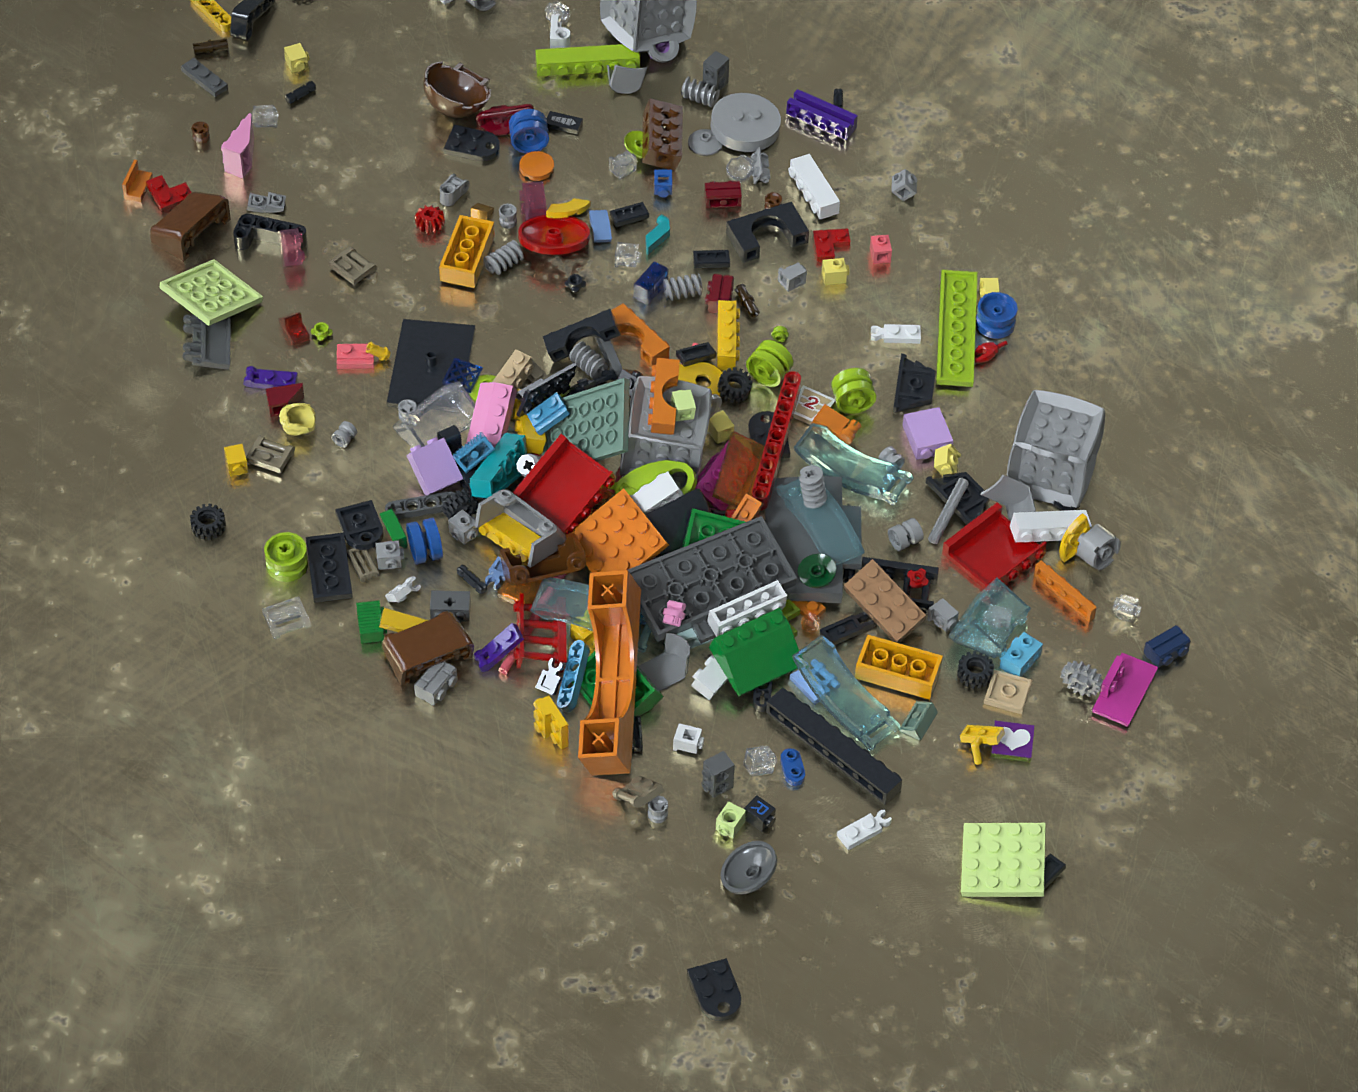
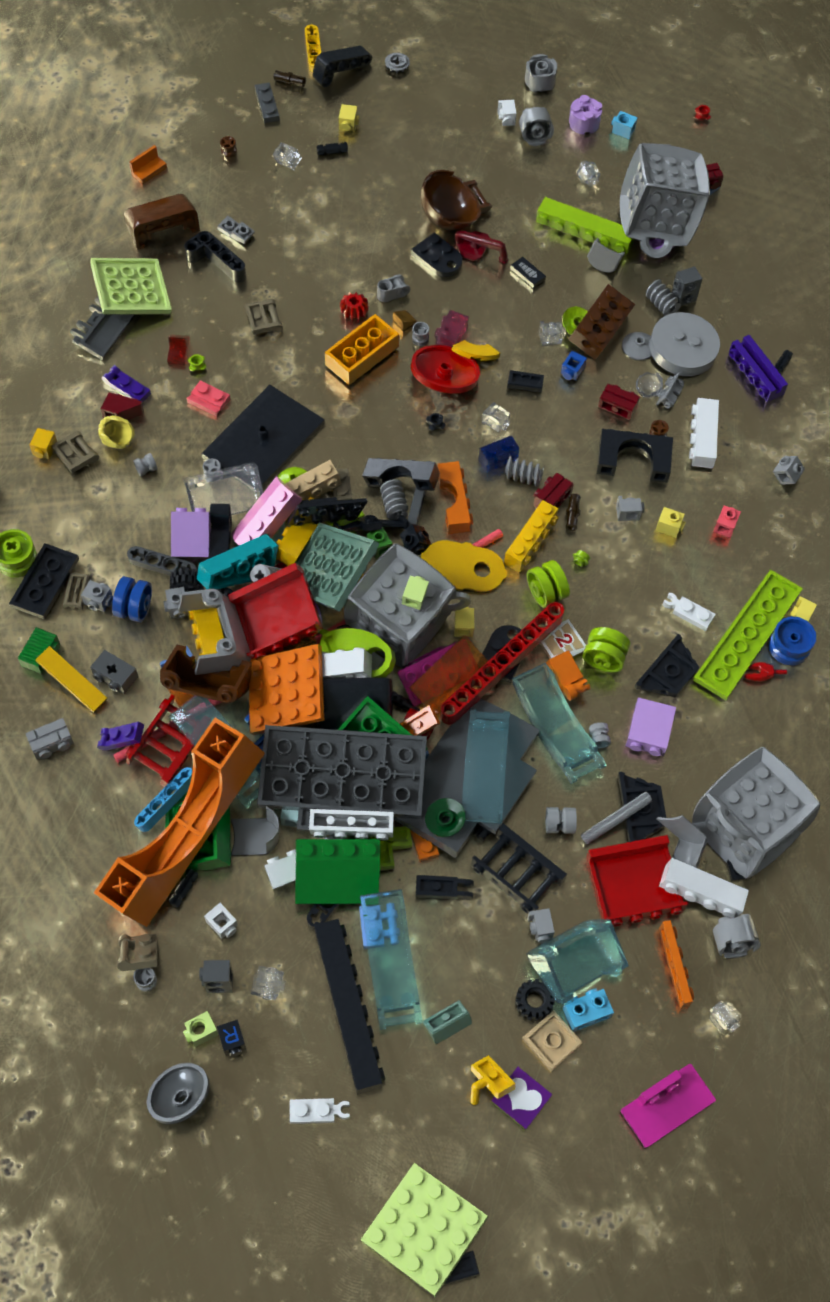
camera: 30 degrees right, 10 degrees up
(164, 196) = (162, 187): red plate -> none
(239, 149) = (246, 173): bright pink slope -> none
(291, 248) = (219, 277): clear pink brick -> none
(359, 523) = (97, 553): black plate -> none
(378, 351) = (226, 403): yellow pin -> none
(394, 527) = (120, 567): green slope -> none
(400, 592) = (82, 636): white plate -> none
(426, 646) = (62, 701): reddish brown windscreen -> none
(467, 365) = (274, 450): clear blue window -> none
(472, 579) = (152, 653): black axle -> none
(473, 452) = (225, 538): dark azure brick -> none
(504, 257) = (390, 370): light grey piece -> none
(528, 131) = (488, 266): blue wheel -> none
(536, 165) = (478, 300): orange tile -> none
(548, 413) = (311, 535): dark azure plate -> none
(549, 679) = (144, 790): plate -> none
(550, 721) = (111, 832): yellow plate -> none
(559, 35) = (575, 193): white plate -> none
(600, 226) = (492, 379): medium blue slope -> none
(658, 234) = (538, 411): teal piece -> none
(663, 415) = (416, 556): orange arch -> none
(674, 613) = (280, 792): bright pink piece -> none
(696, 354) = (491, 540): black tile -> none
(711, 259) = (568, 456): black plate -> none
(715, 987) = (66, 1202): black plate -> none
(734, 393) = (510, 578): black tyre -> none
(792, 765) = (298, 1003): blue plate -> none
(806, 627) = (409, 863): clear orange plate -> none
(813, 486) = (487, 734): light grey piece -> none
(828, 239) = (685, 488): red plate -> none
(884, 602) = (488, 884): medium nougat brick -> none
(898, 667) = (461, 957): light orange brick -> none
(917, 583) = (541, 880): red plate -> none
(946, 459) = (649, 764): light yellow brick -> none
(998, 617) = (588, 959): clear brick -> none
(1070, 542) = (709, 917): yellow tile -> none
(1081, 678) = (627, 1073): light grey gear -> none
(1167, 646) = (739, 1083): dark blue brick -> none

